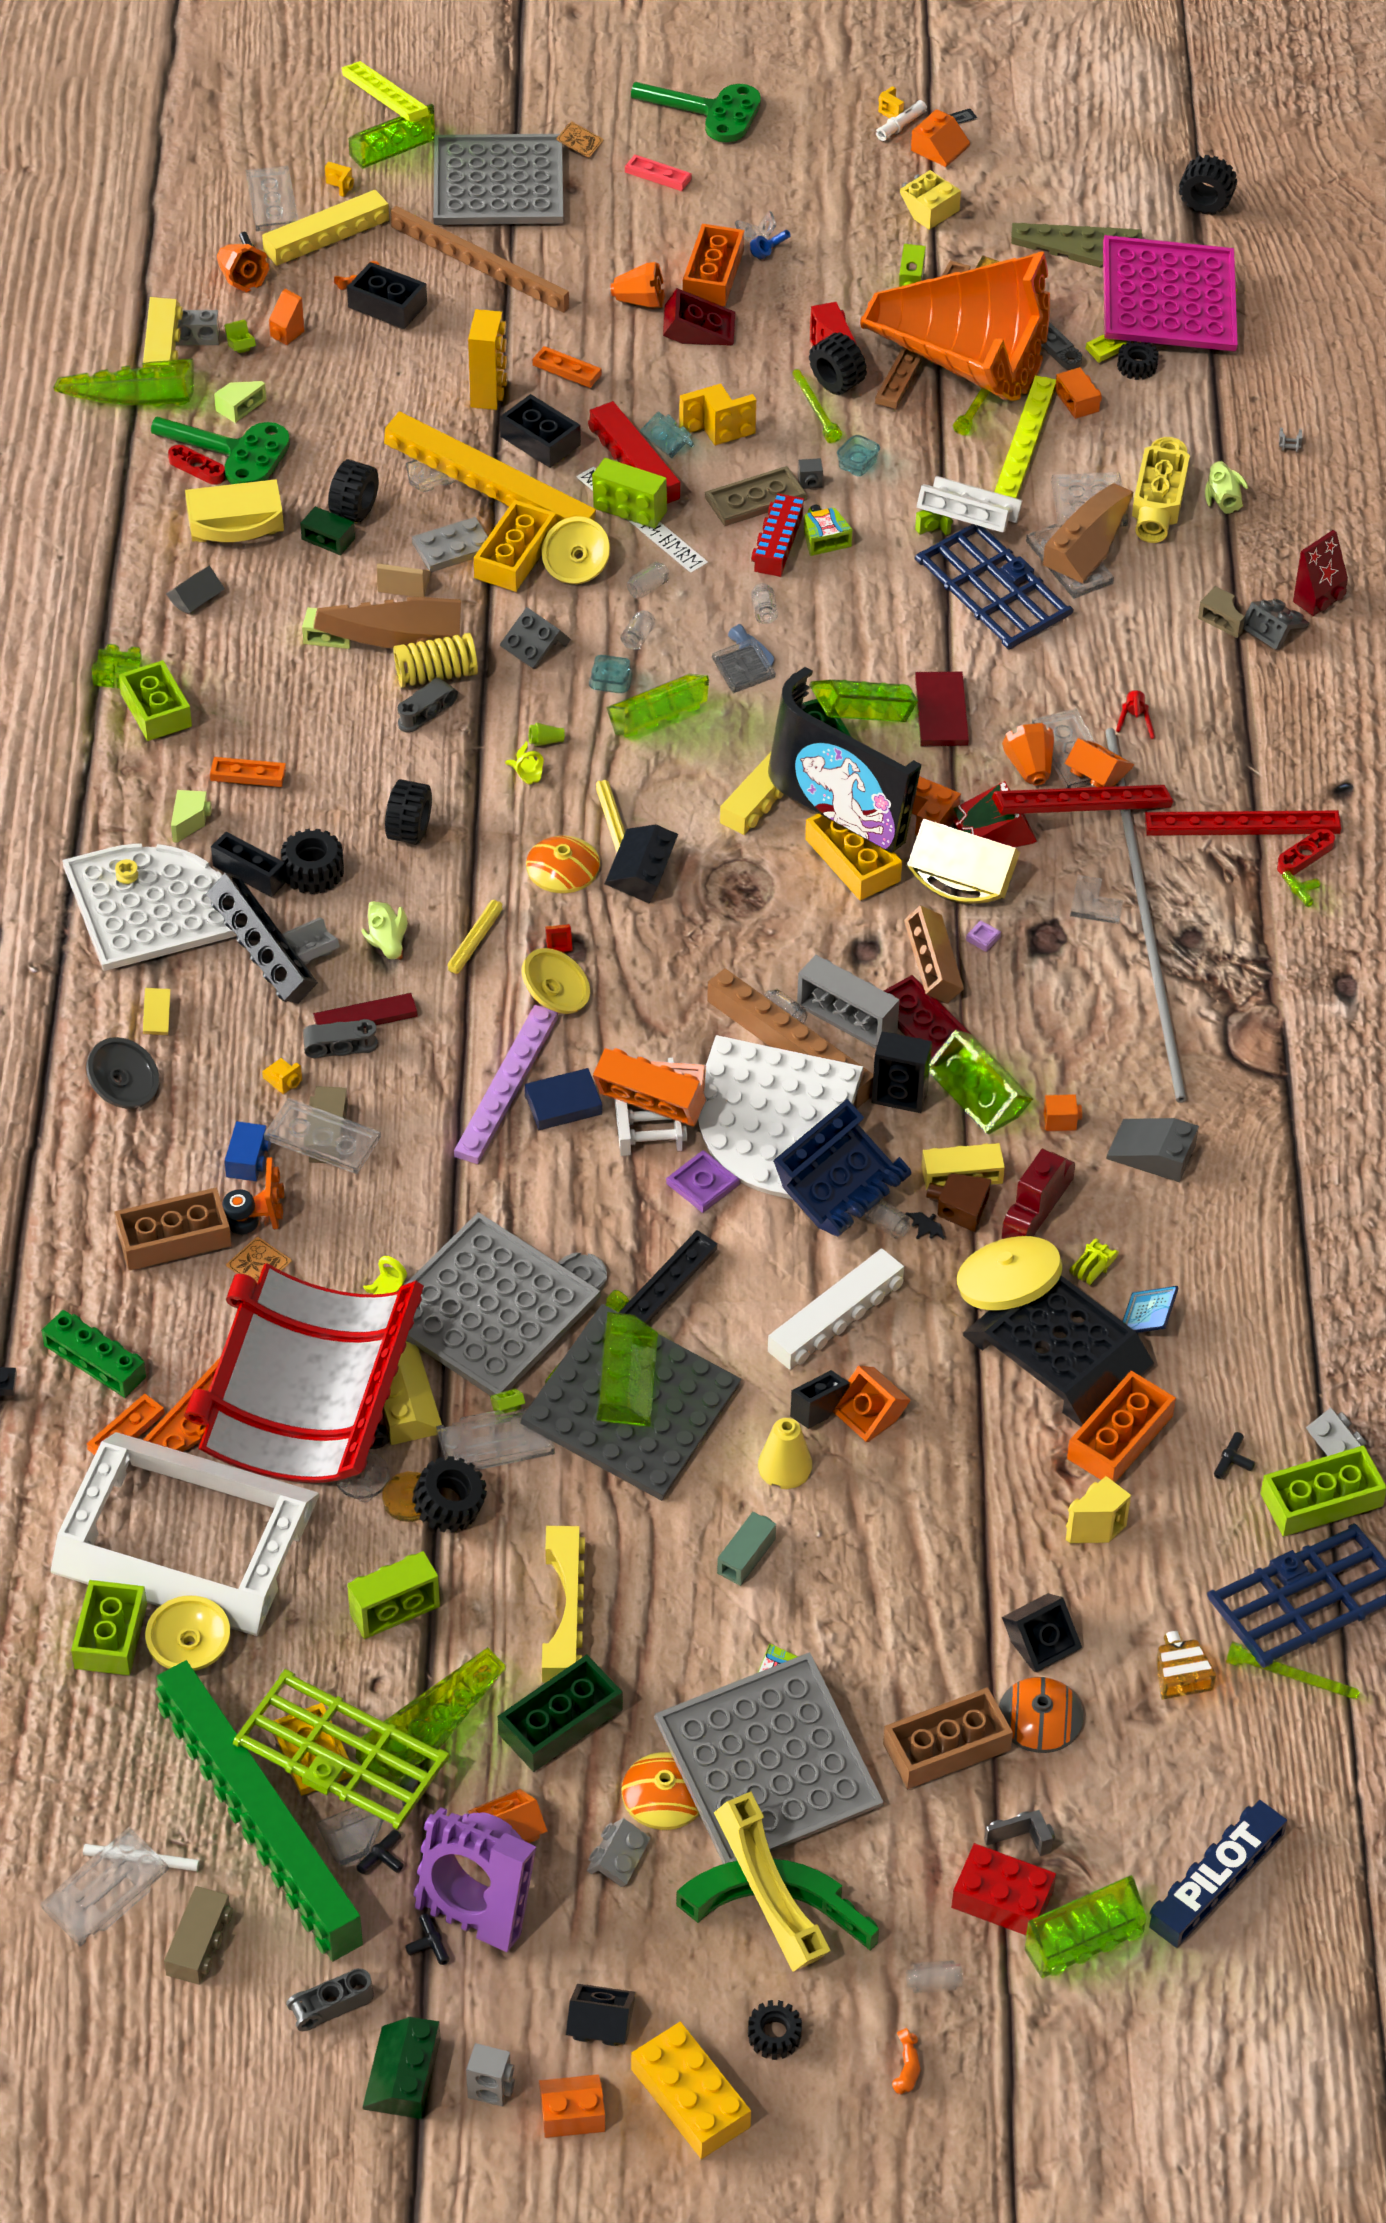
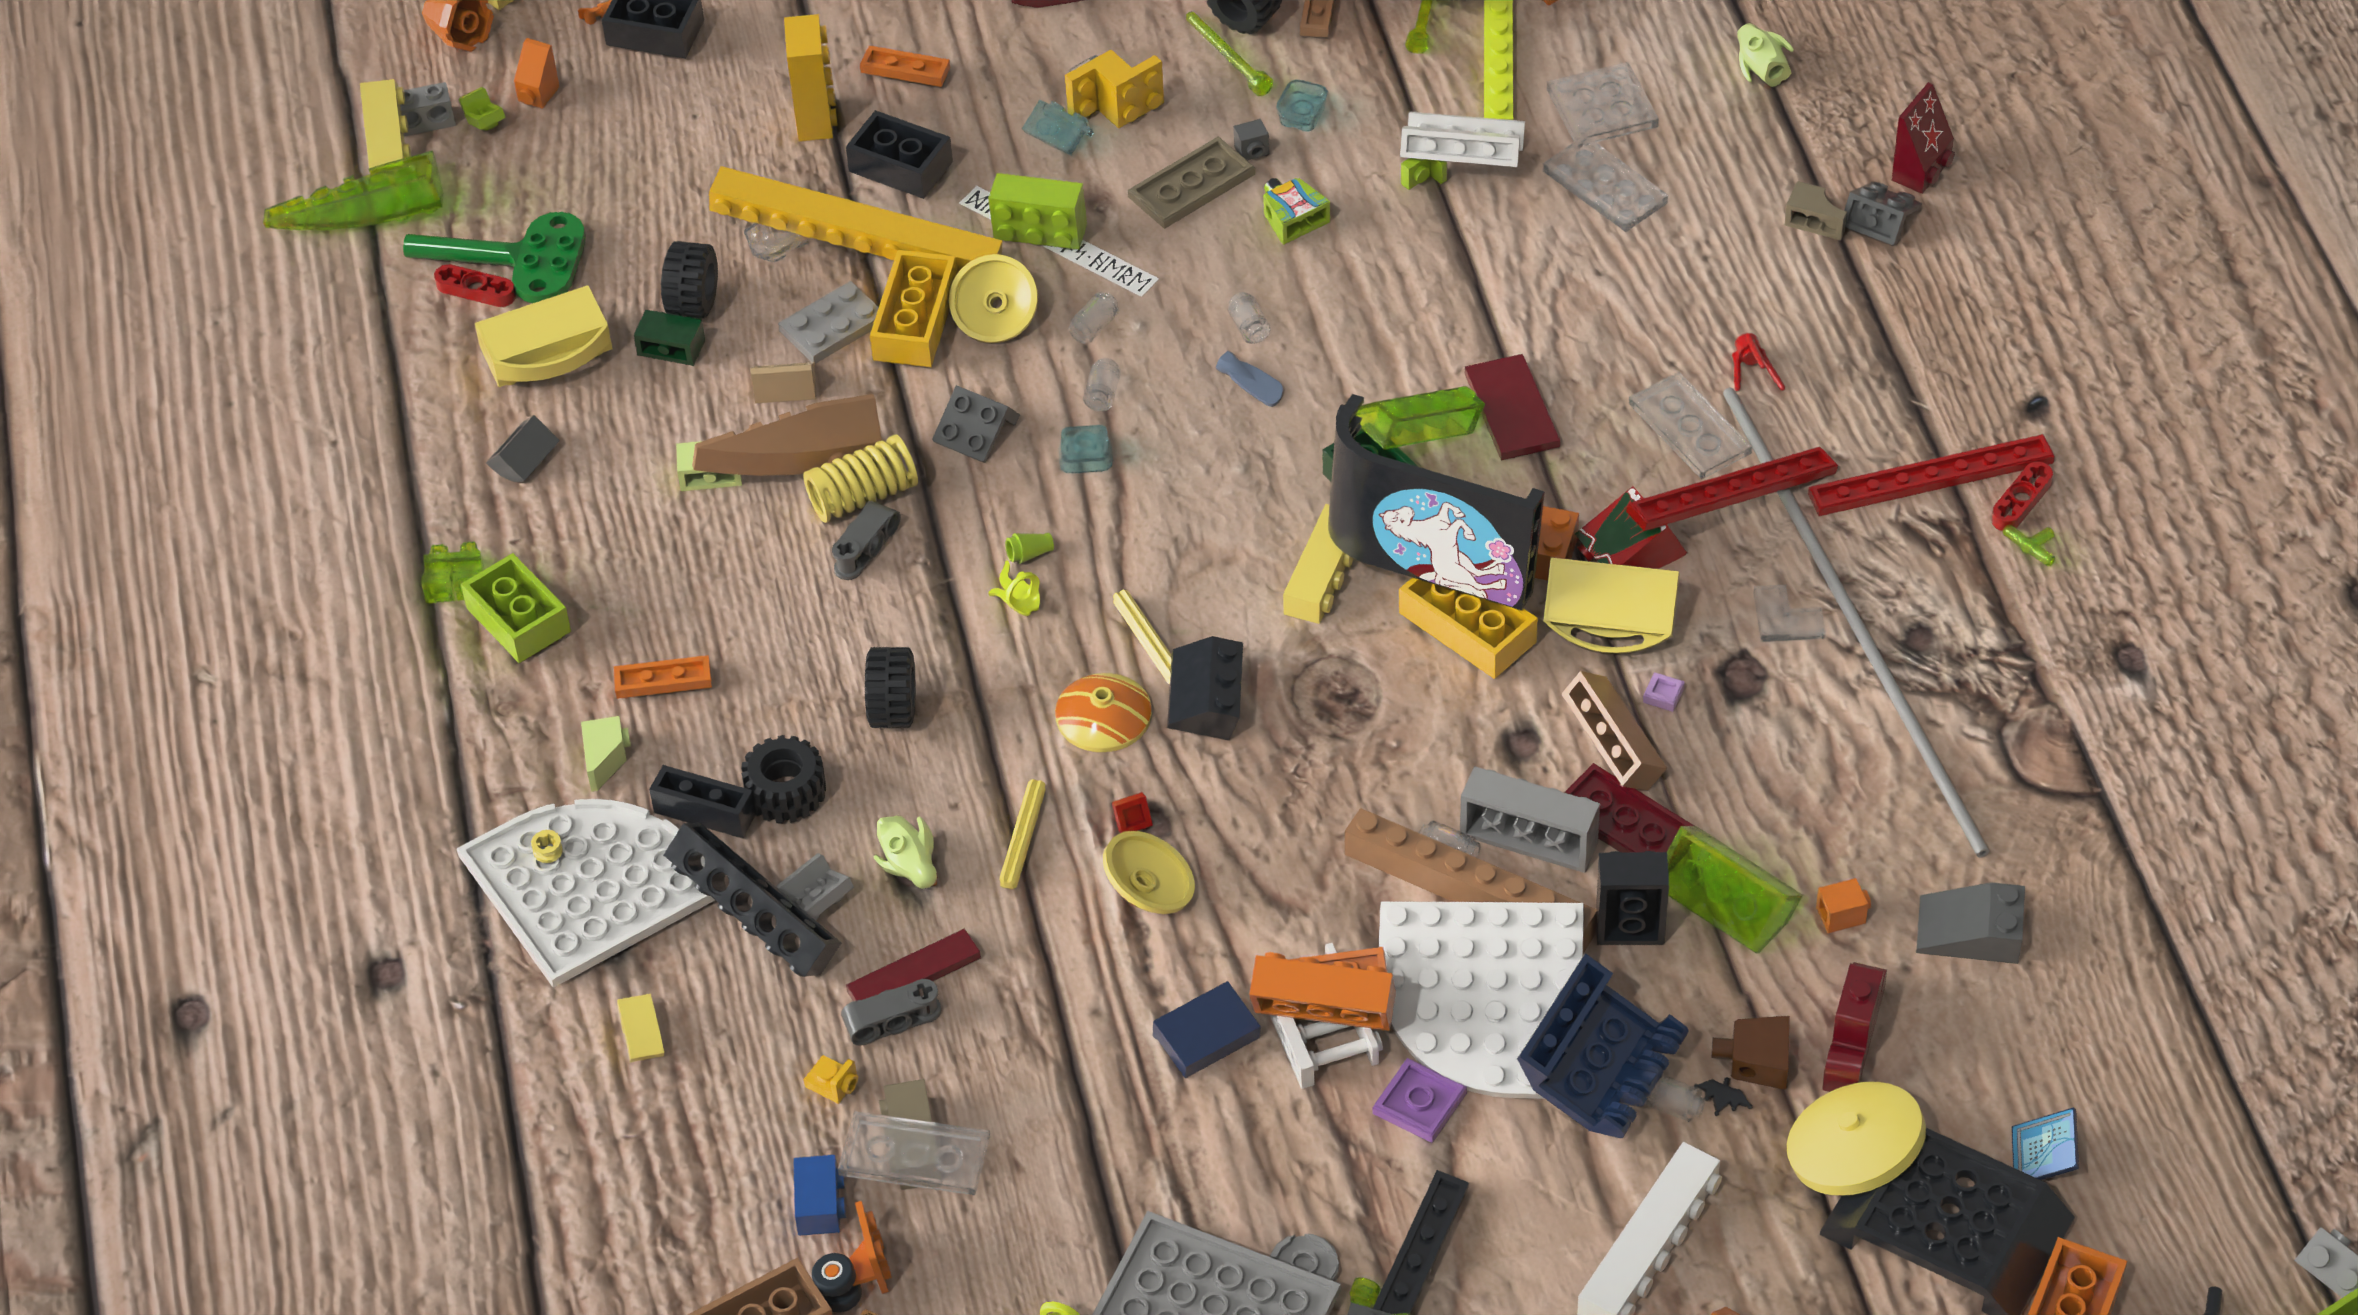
camera: 10 degrees left, 0 degrees up
(129, 1065) = (632, 1115): dark grey dish -> none
(239, 399) = (505, 190): yellowish green slope -> none
(505, 1084) = (1124, 1026): lavender plate -> none
(629, 445) = (1014, 149): red brick -> none
(658, 703) = (1161, 475): clear neon green slope -> none
(743, 665) = (1248, 403): clear tile -> none
(778, 535) = (1237, 226): red brick -> none
(974, 1160) = (1756, 996): light yellow brick -> none
(1009, 575) = (1539, 219): dark blue door -> none
(1031, 751) = (1646, 440): orange cone -> none
(1087, 534) = (1620, 148): medium nougat wedge -> none
(1093, 1261) = (1954, 1089): neon yellow arm -> none
(1097, 763) = (1732, 438): orange slope -> none
(1160, 488) = (1687, 71): light yellow brick -> none

